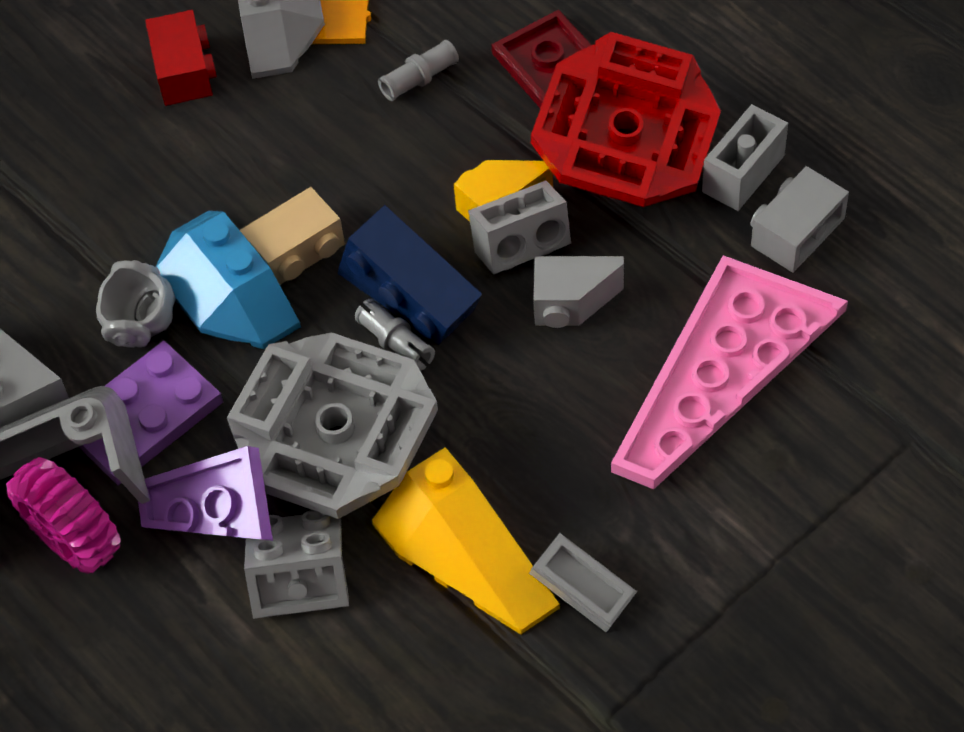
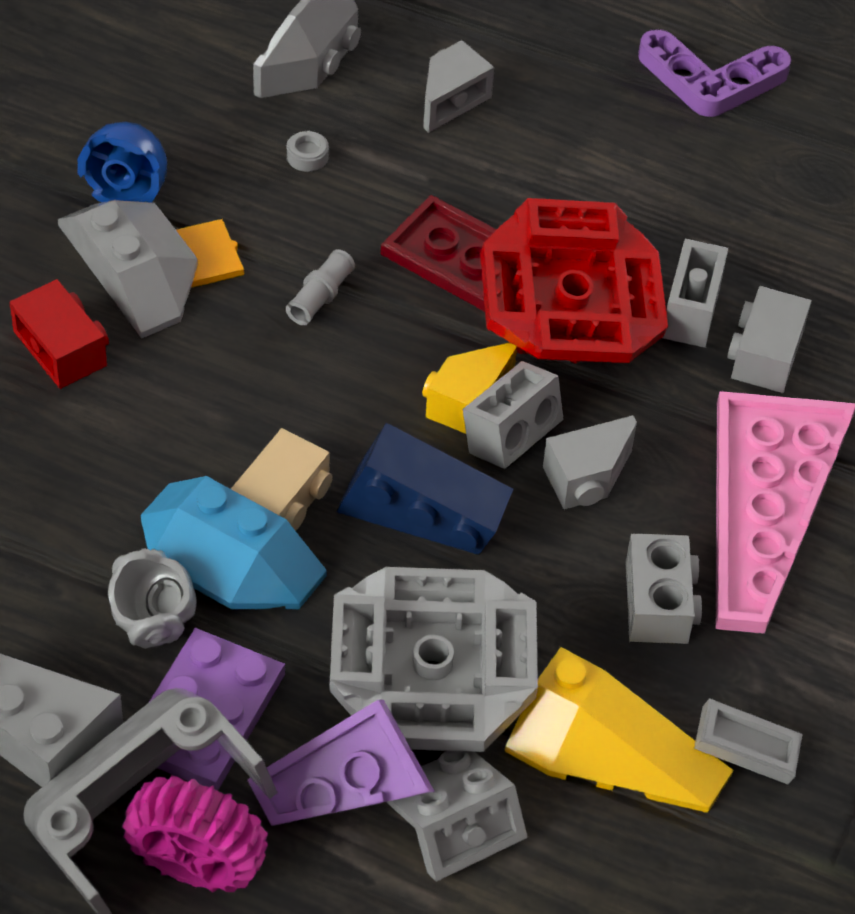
camera: 30 degrees left, 5 degrees down
(394, 333) = (430, 552): light grey pin -> none
(567, 418) = (657, 588): none -> light grey brick

